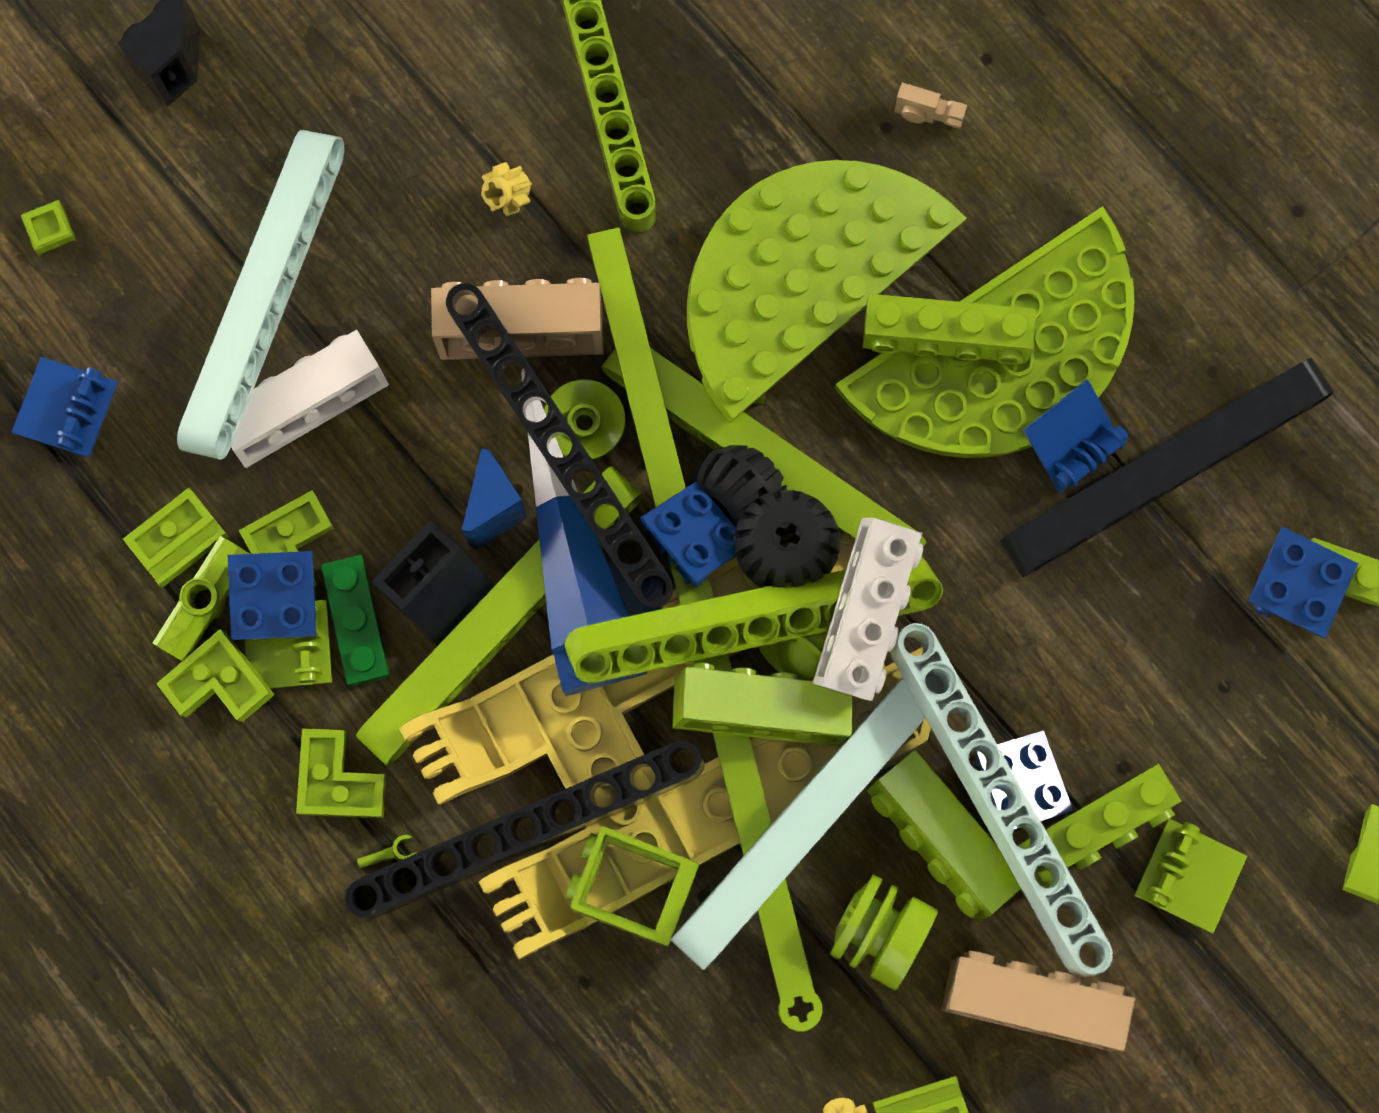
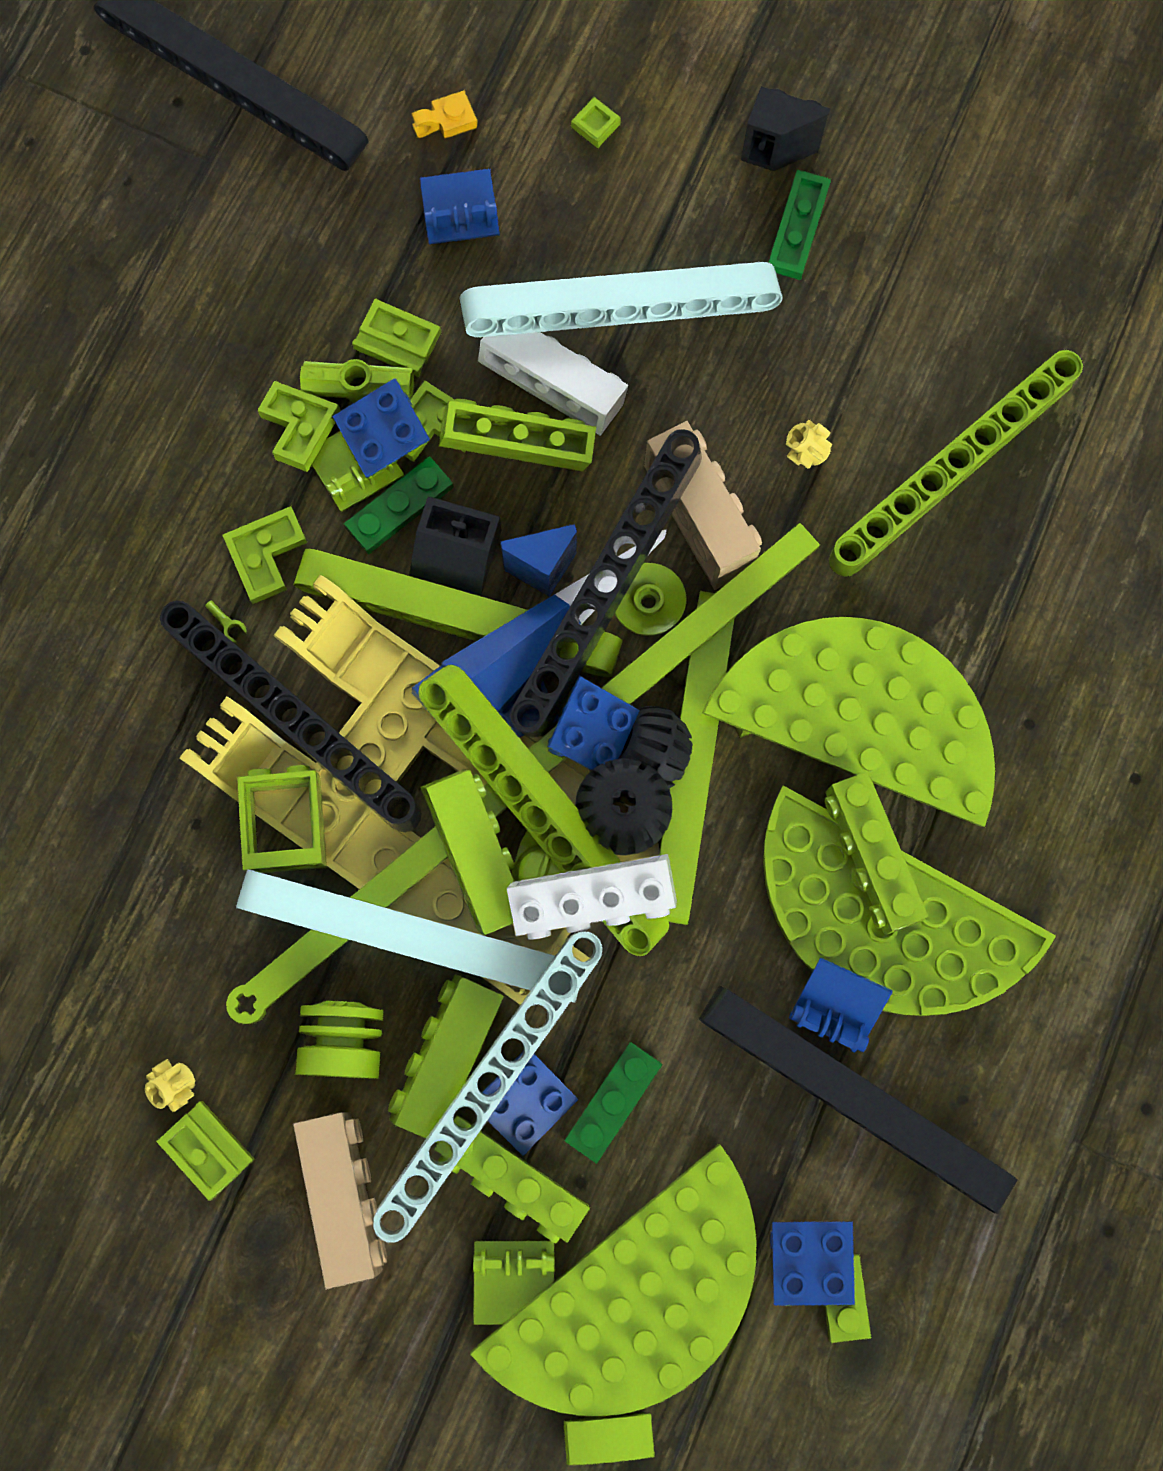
camera: 60 degrees right, 0 degrees up
(270, 83) = (799, 224): none -> green plate
(351, 464) = (517, 435): none -> lime brick
(924, 105) = (1062, 741): tan plate -> none
(1063, 698) = (613, 1102): none -> green plate
(1267, 765) = (639, 1307): none -> lime plate

